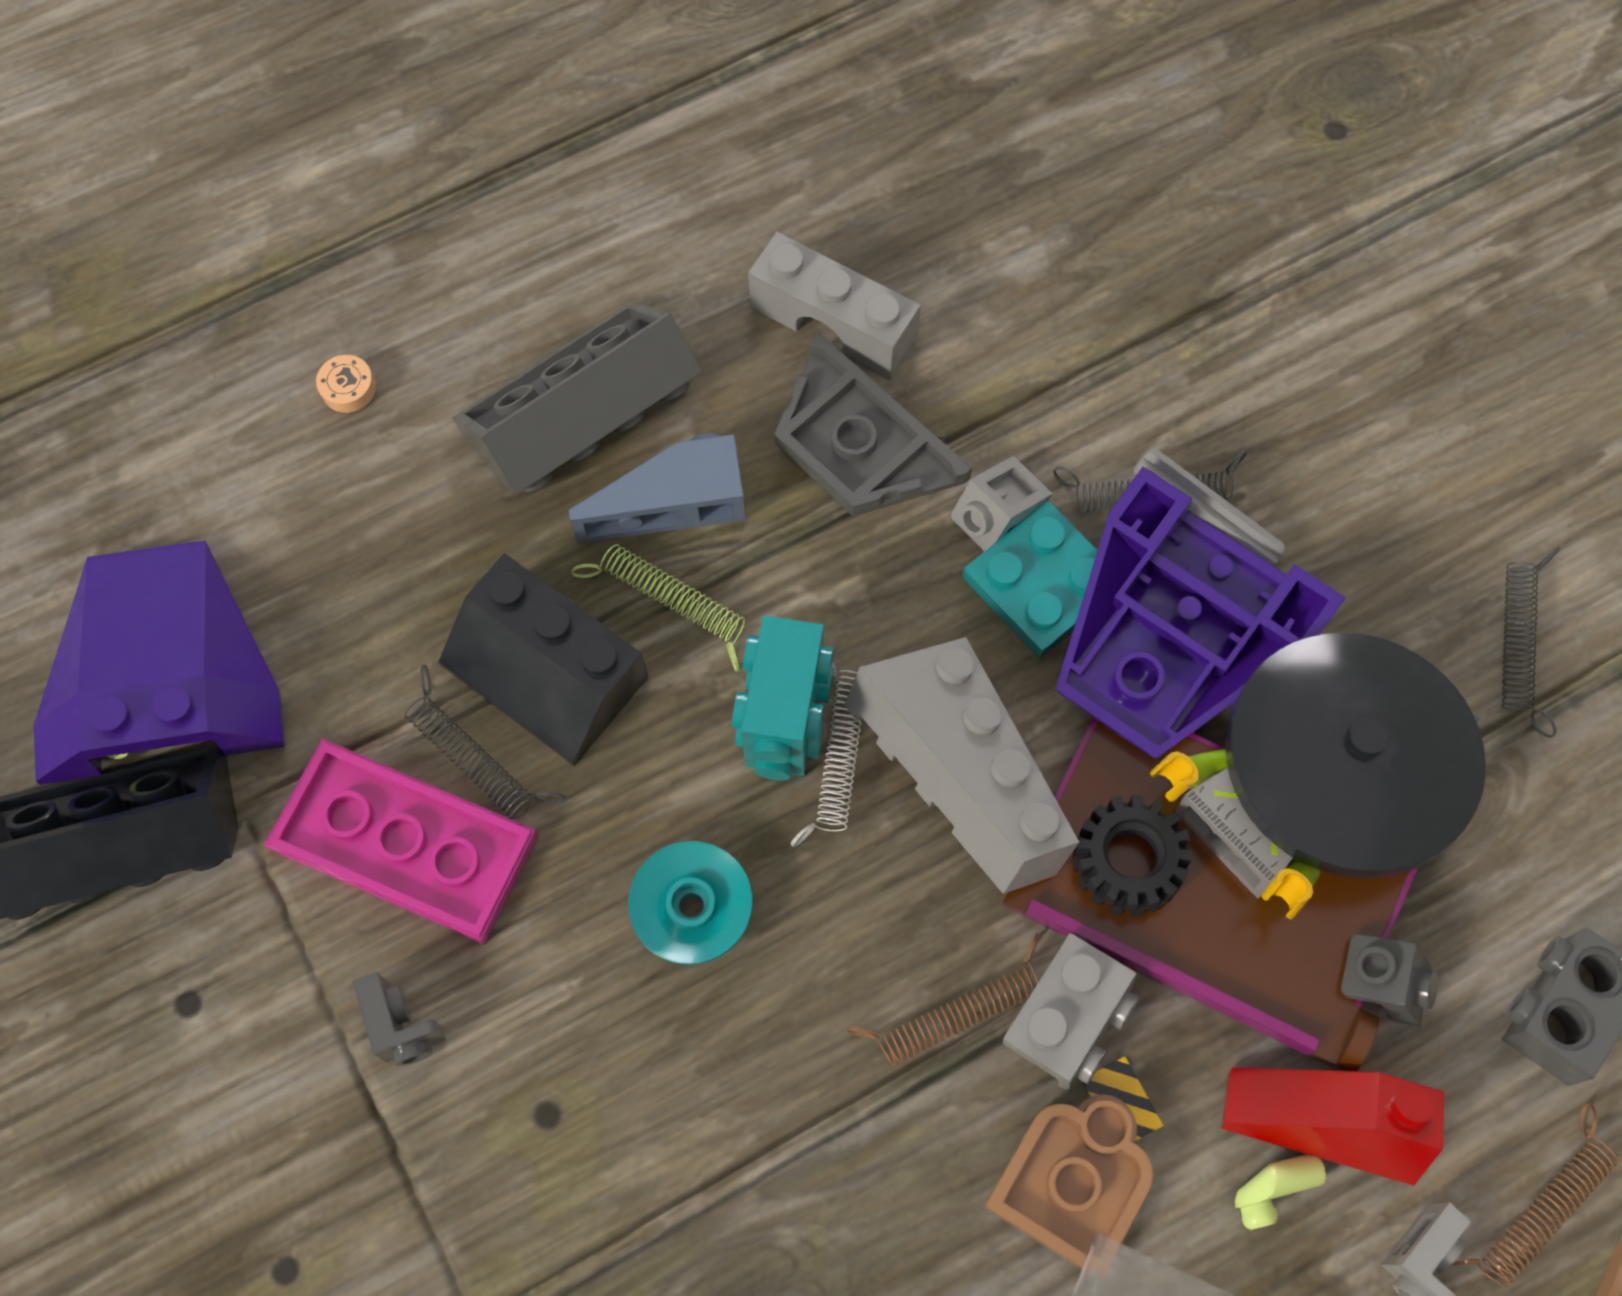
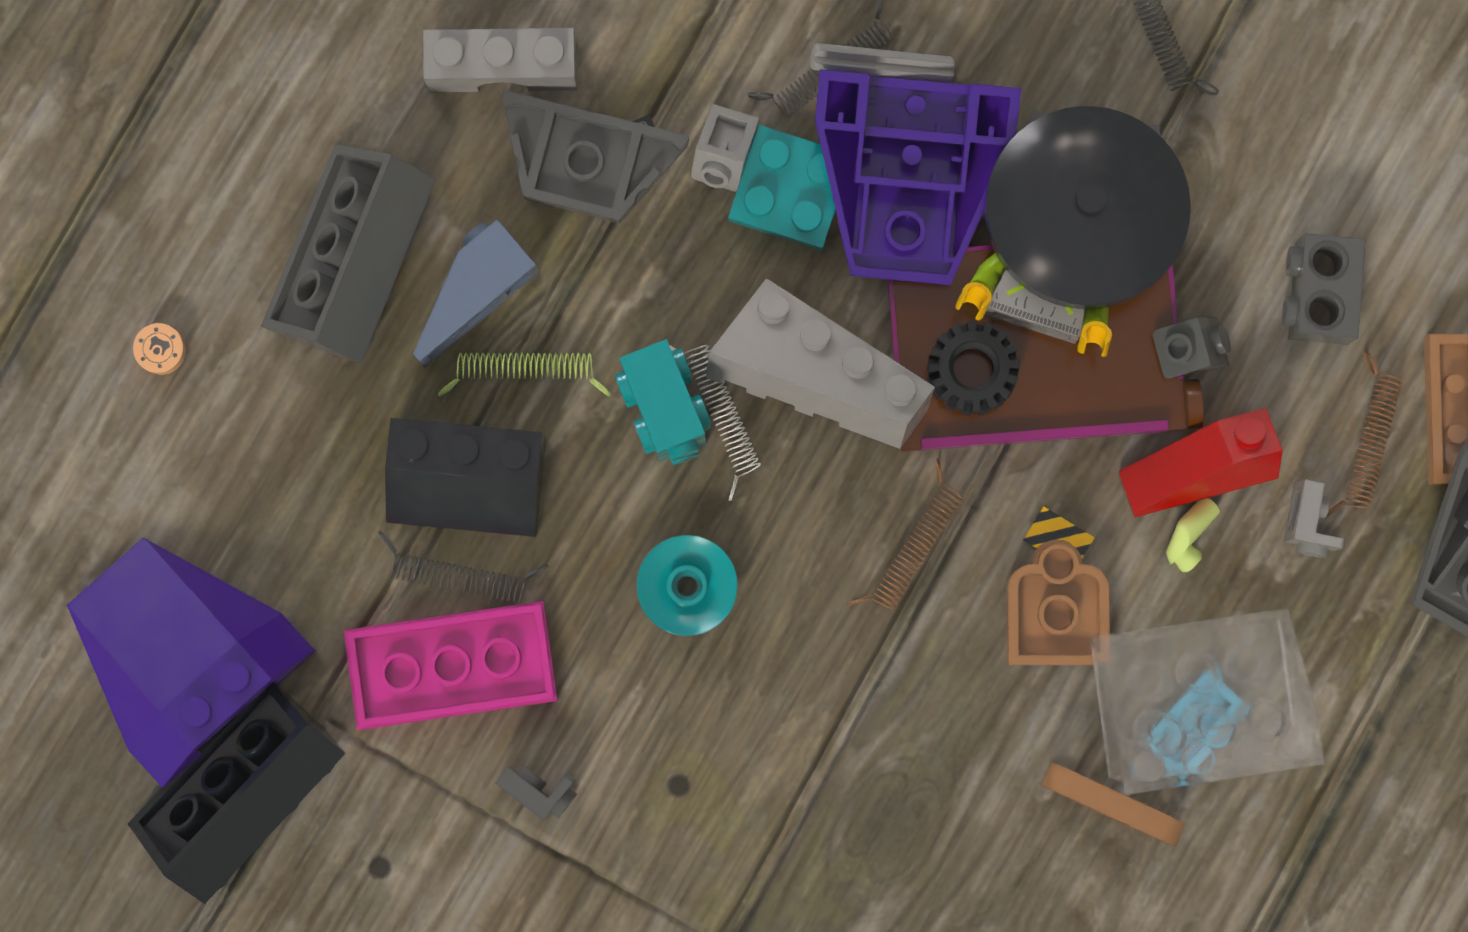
camera: 35 degrees left, 15 degrees up
(1072, 1012) = (992, 500): light grey bracket -> none

